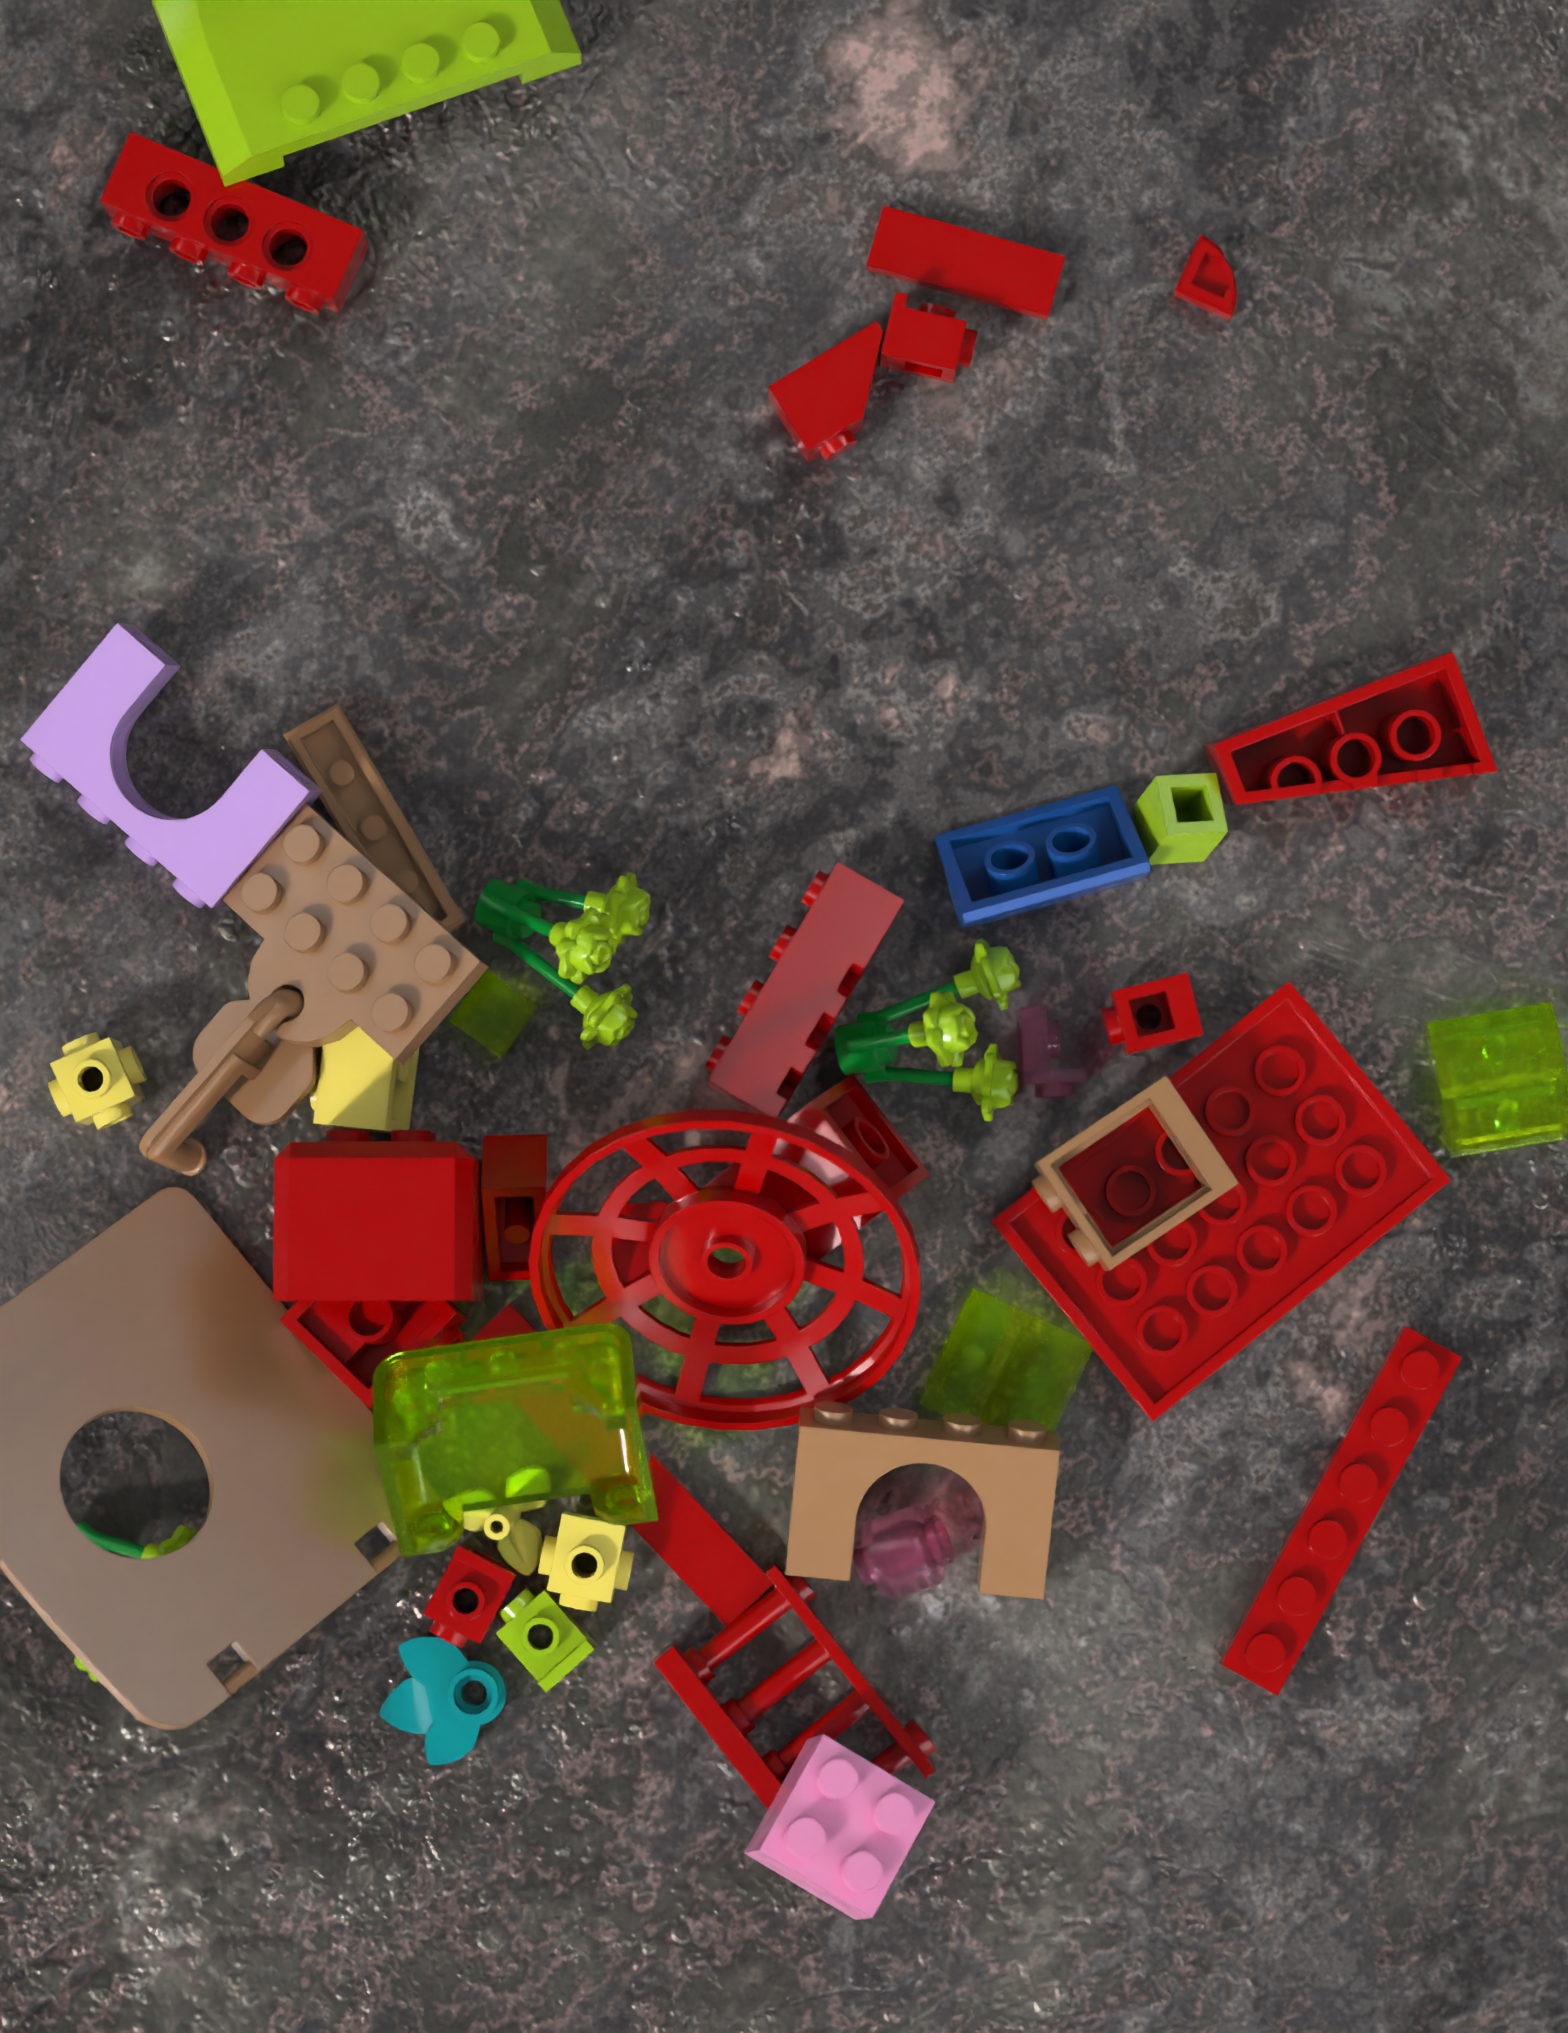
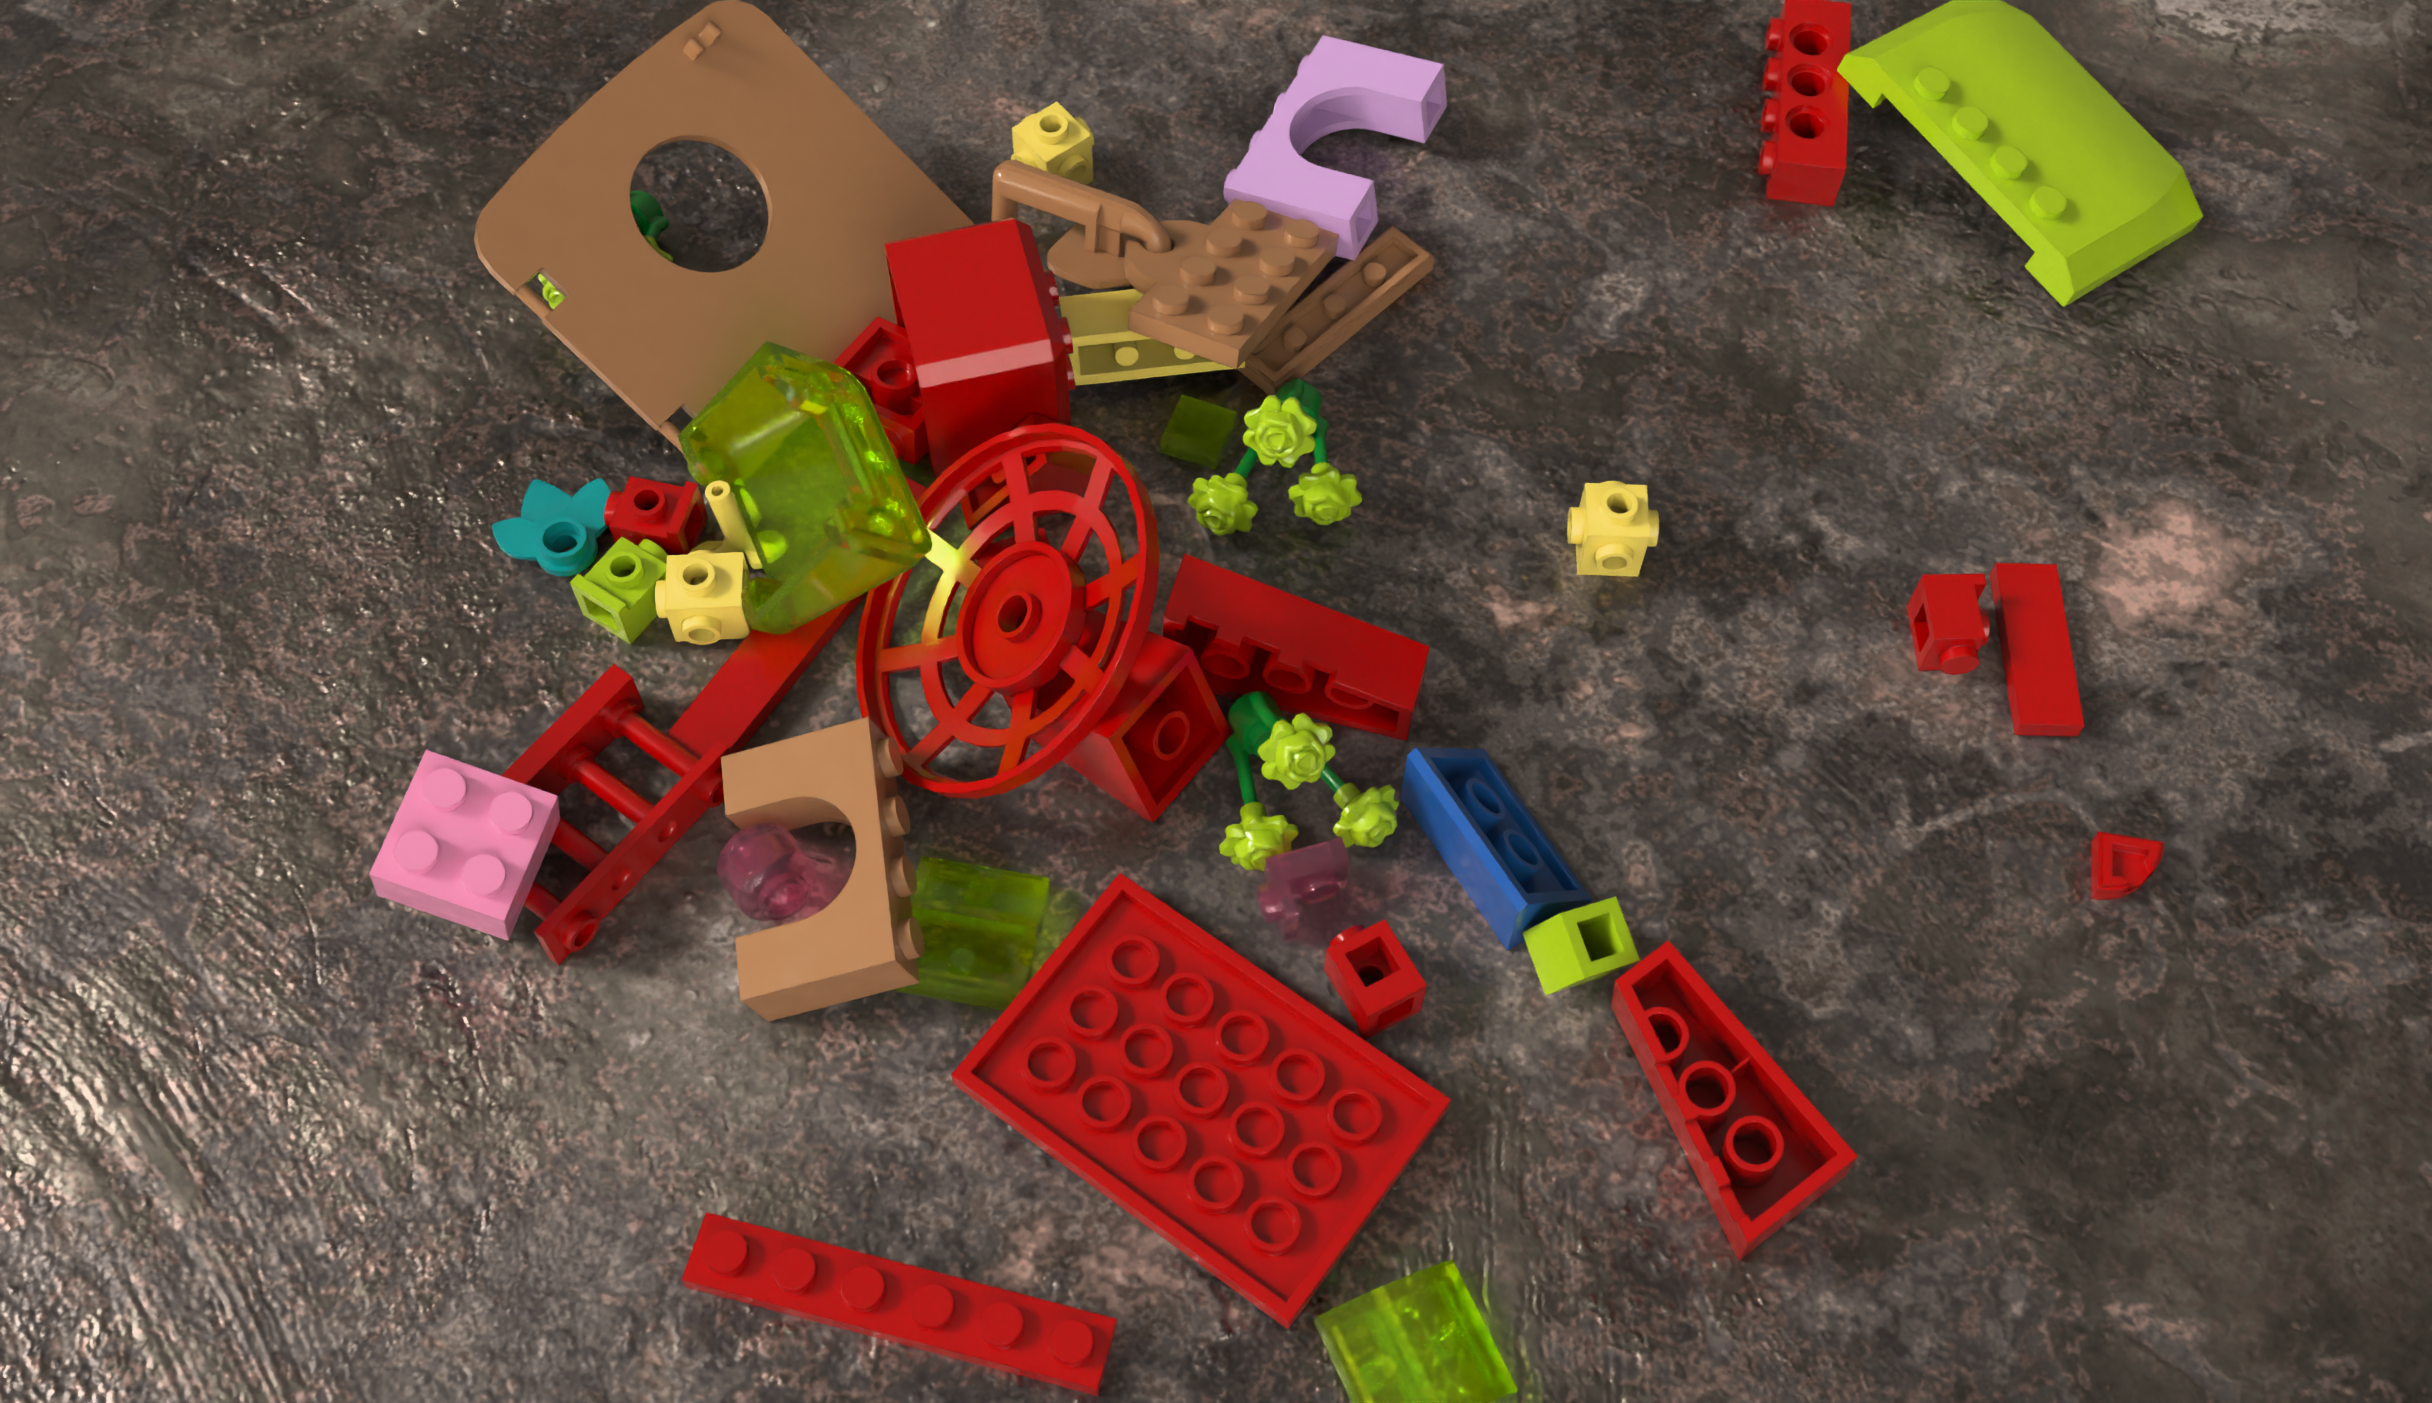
camera: 75 degrees right, 25 degrees down
(740, 657) = (1612, 529): none -> light yellow brick
(829, 395) = (1864, 557): red slope -> none
(1187, 1138) = (1252, 1025): medium nougat window -> none

